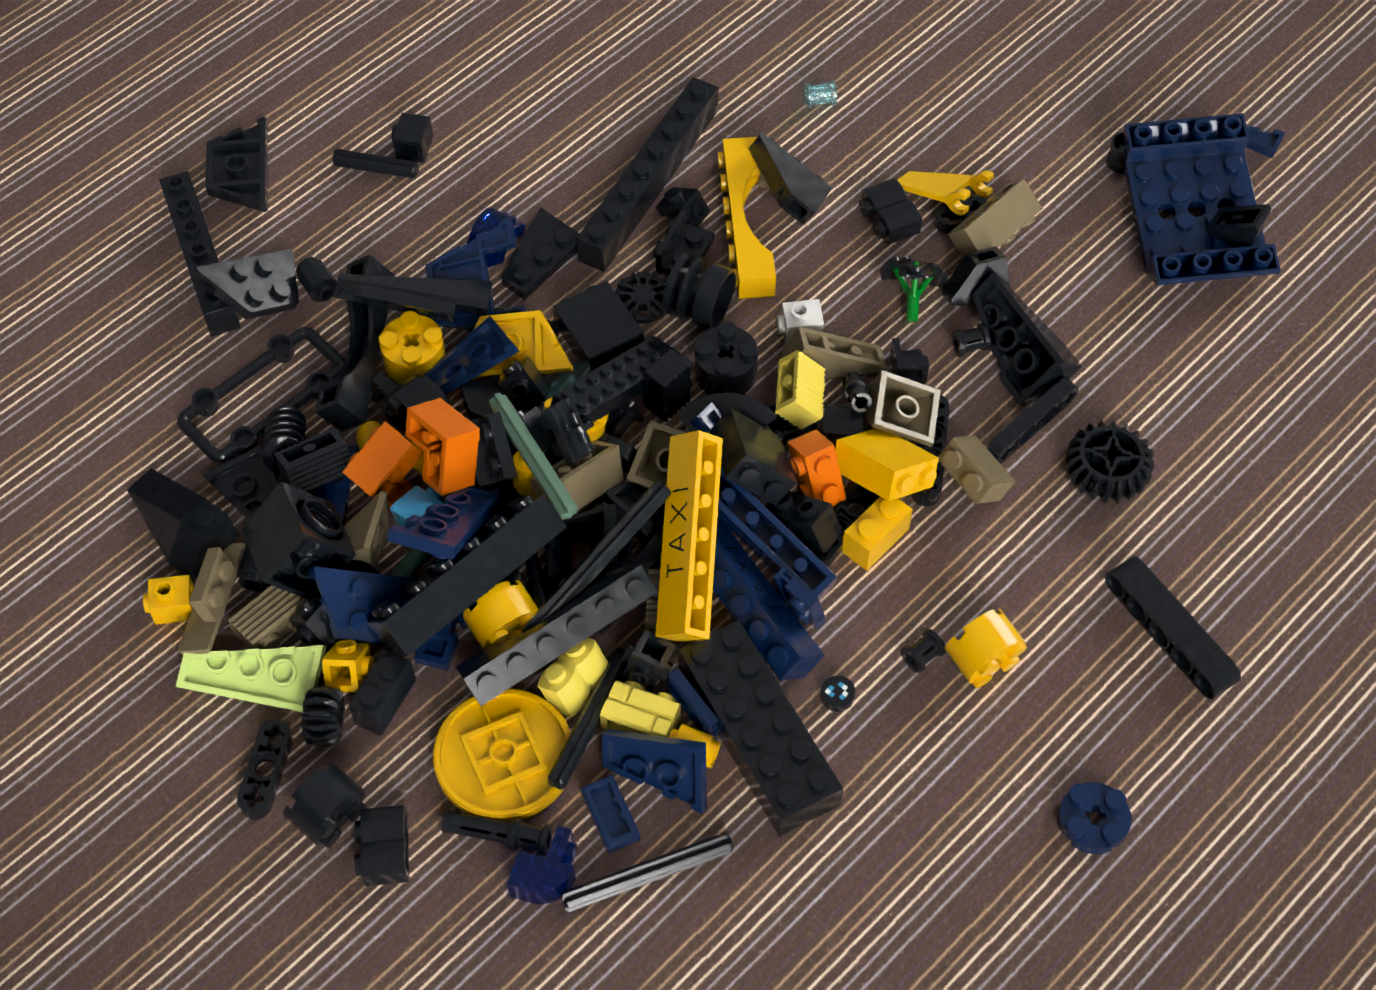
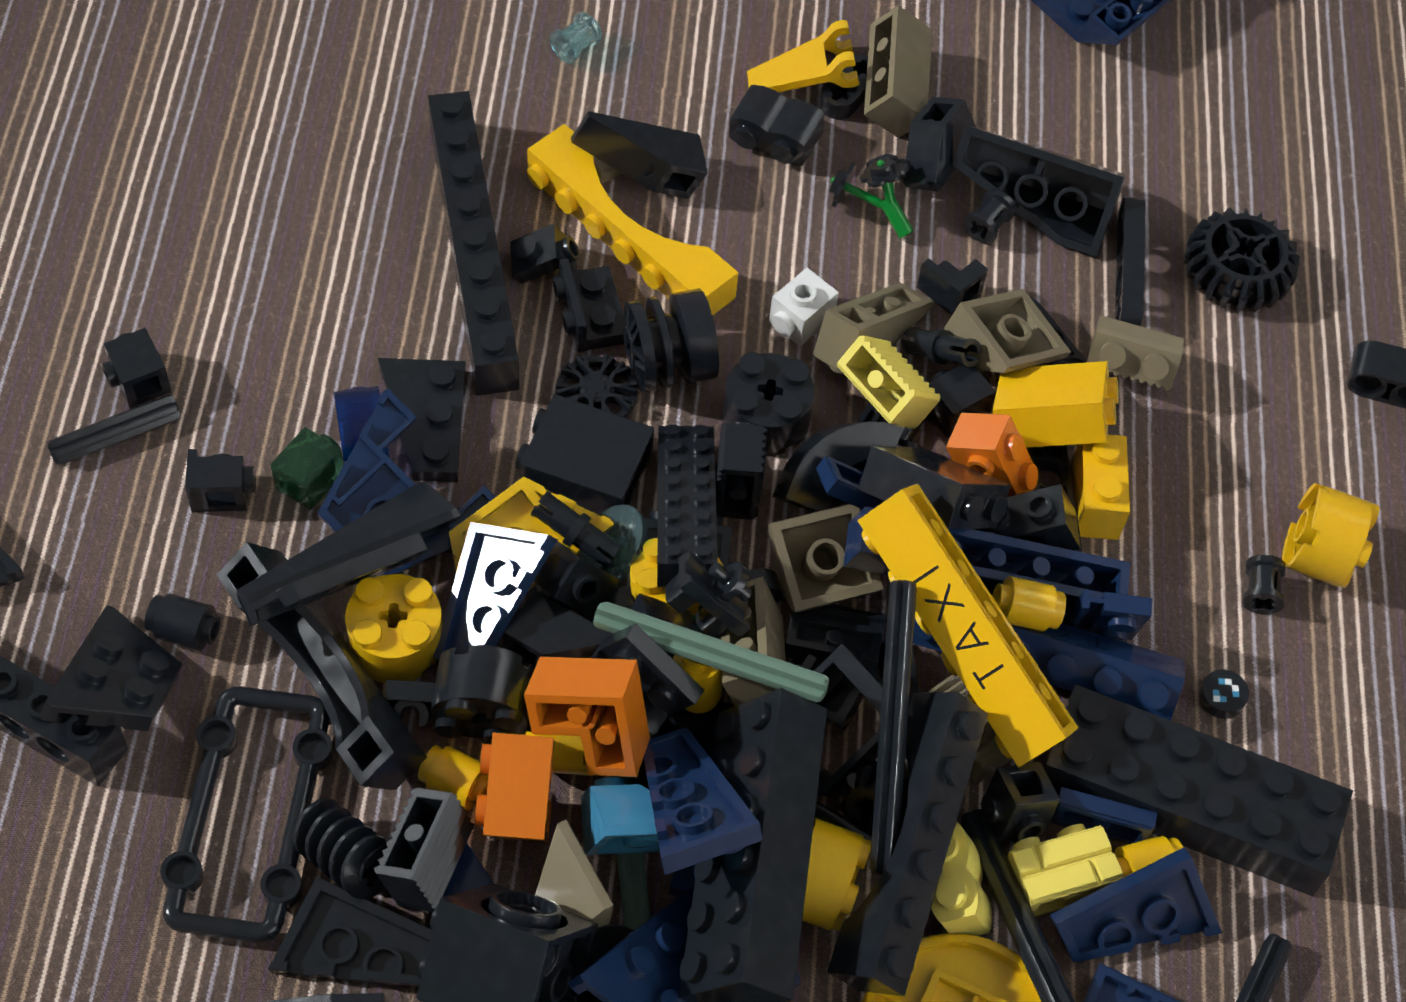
camera: 45 degrees left, 0 degrees up
(397, 220) = (218, 482): none -> black brick
(446, 236) = (307, 467): none -> clear green brick
(543, 356) = (576, 530): none -> black pin
(747, 555) = (1030, 603): none -> yellow brick

